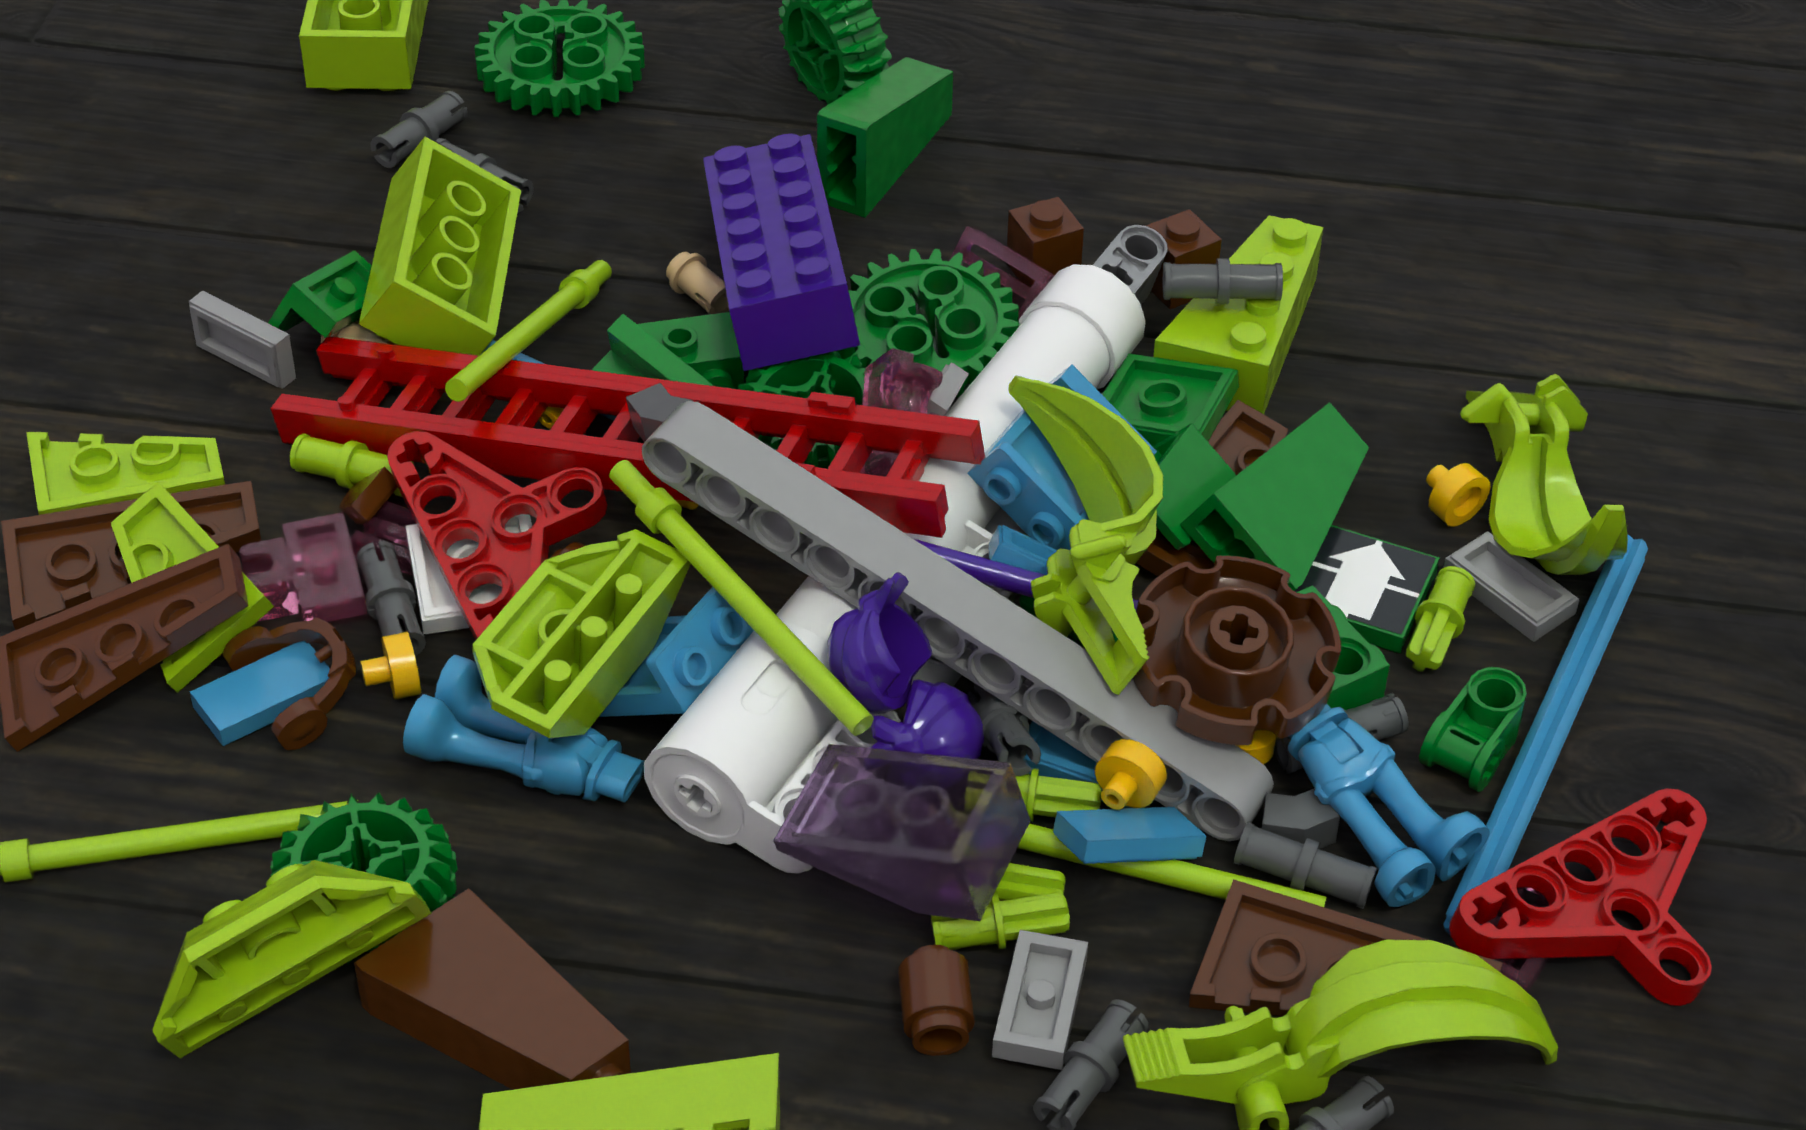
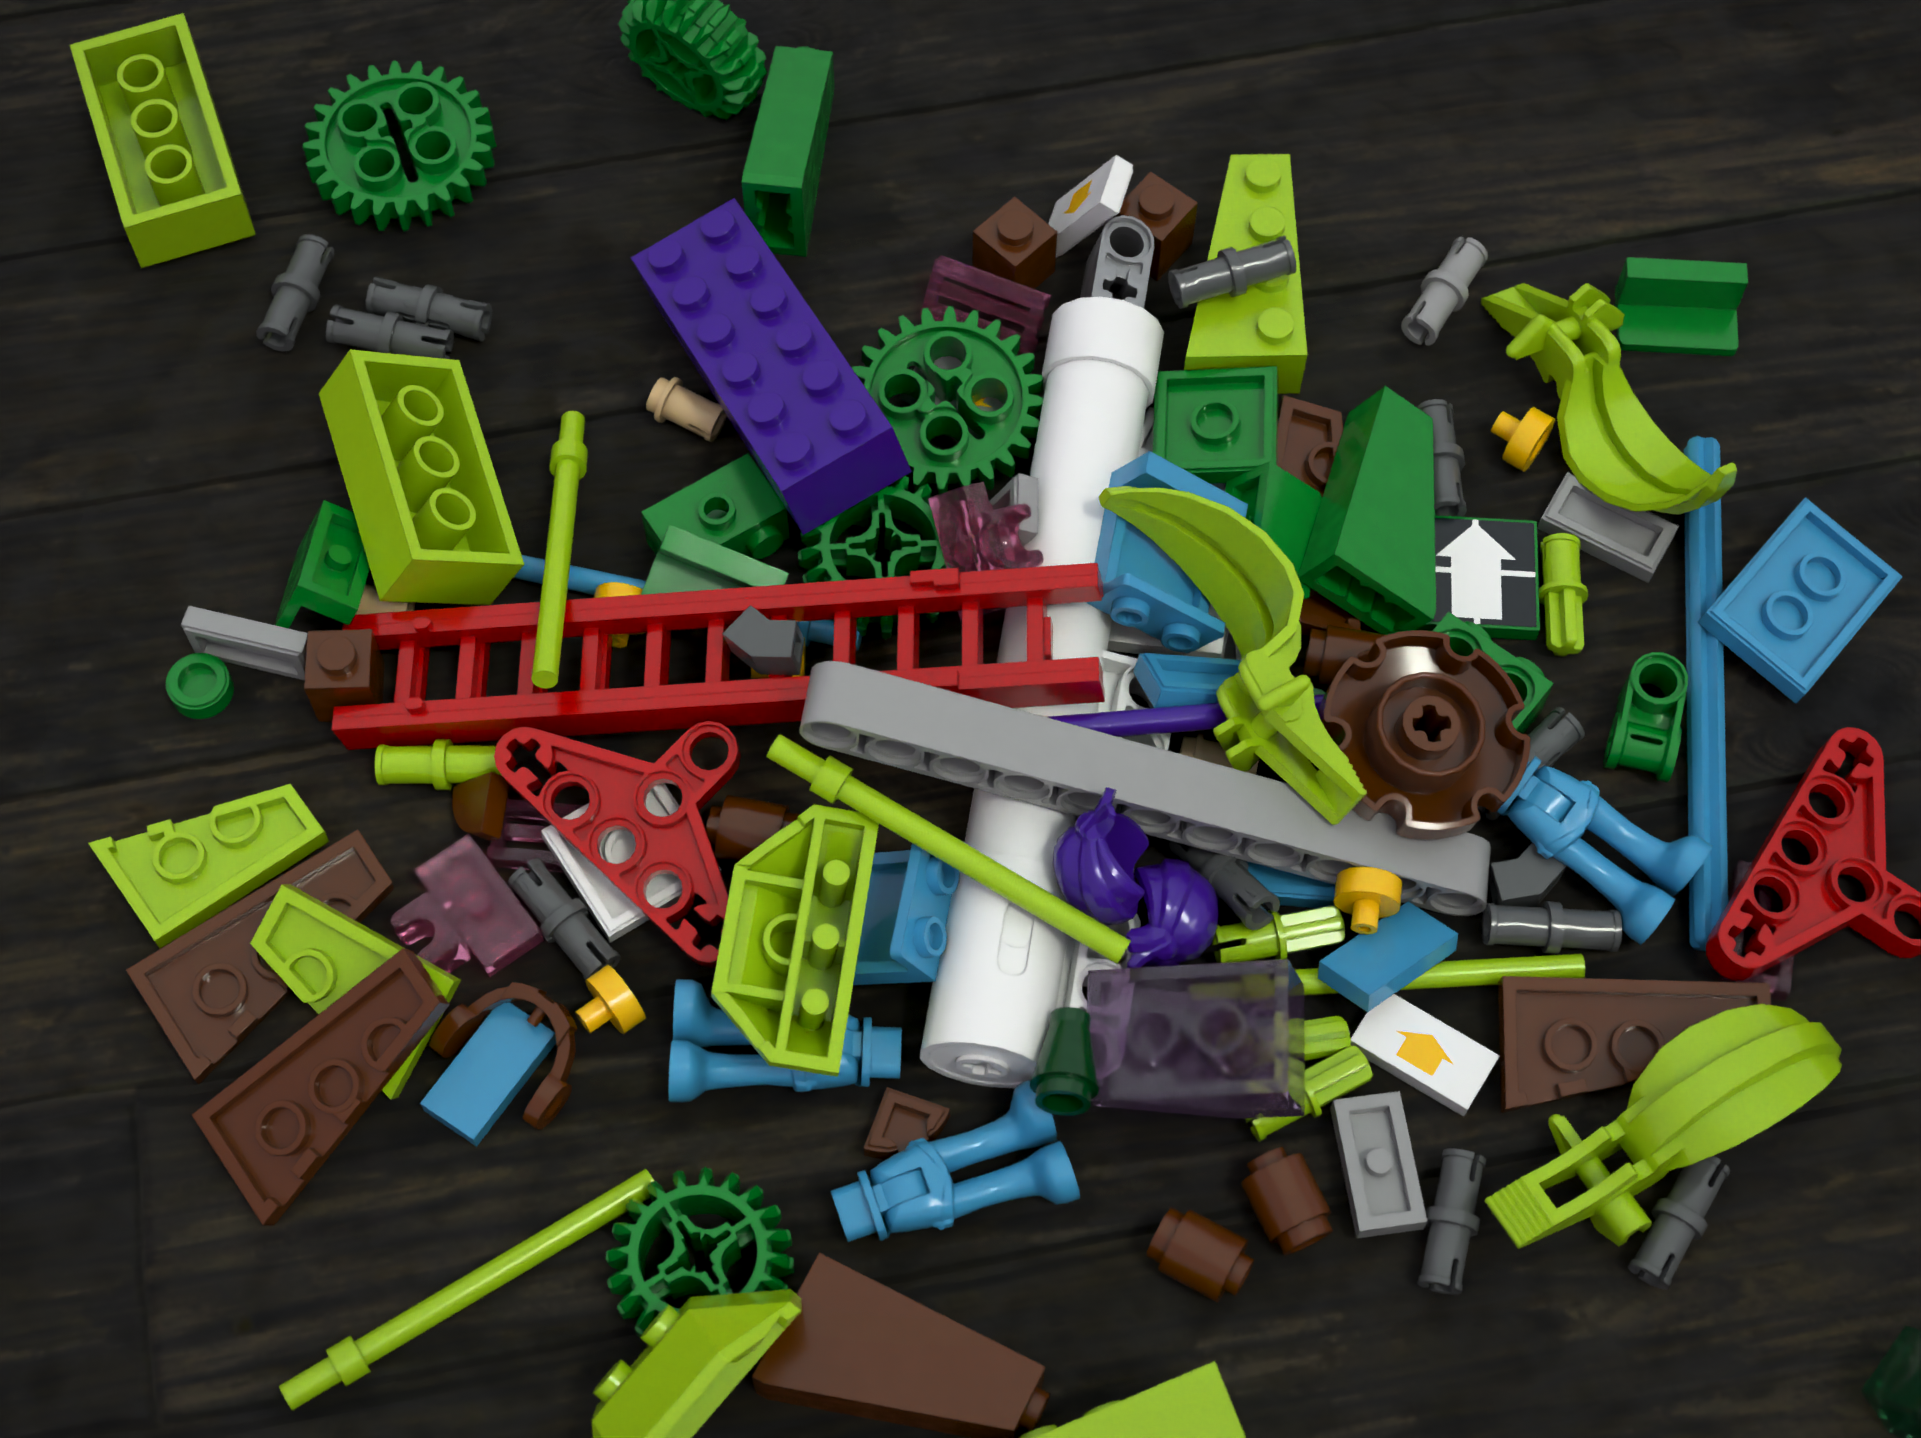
camera: 20 degrees left, 20 degrees up
(185, 363) = (199, 685): none -> green tile
(304, 367) = (342, 670): none -> reddish brown brick
(527, 163) = (429, 307): none -> dark grey pin
(593, 880) = (916, 1186): none -> dark azure piece
(608, 841) = (901, 1121): none -> reddish brown tile
(764, 802) = (1066, 1065): none -> dark green cone
(829, 1014) = (1200, 1254): none -> reddish brown brick
(1131, 213) = (1090, 203): none -> white tile
(1133, 930) = (1424, 1053): none -> white tile
(1369, 489) = (1447, 460): none -> dark grey pin
(1431, 372) = (1444, 291): none -> light grey pin
(1656, 437) = (1680, 305): none -> green panel
(1675, 682) = (1800, 600): none -> dark azure tile

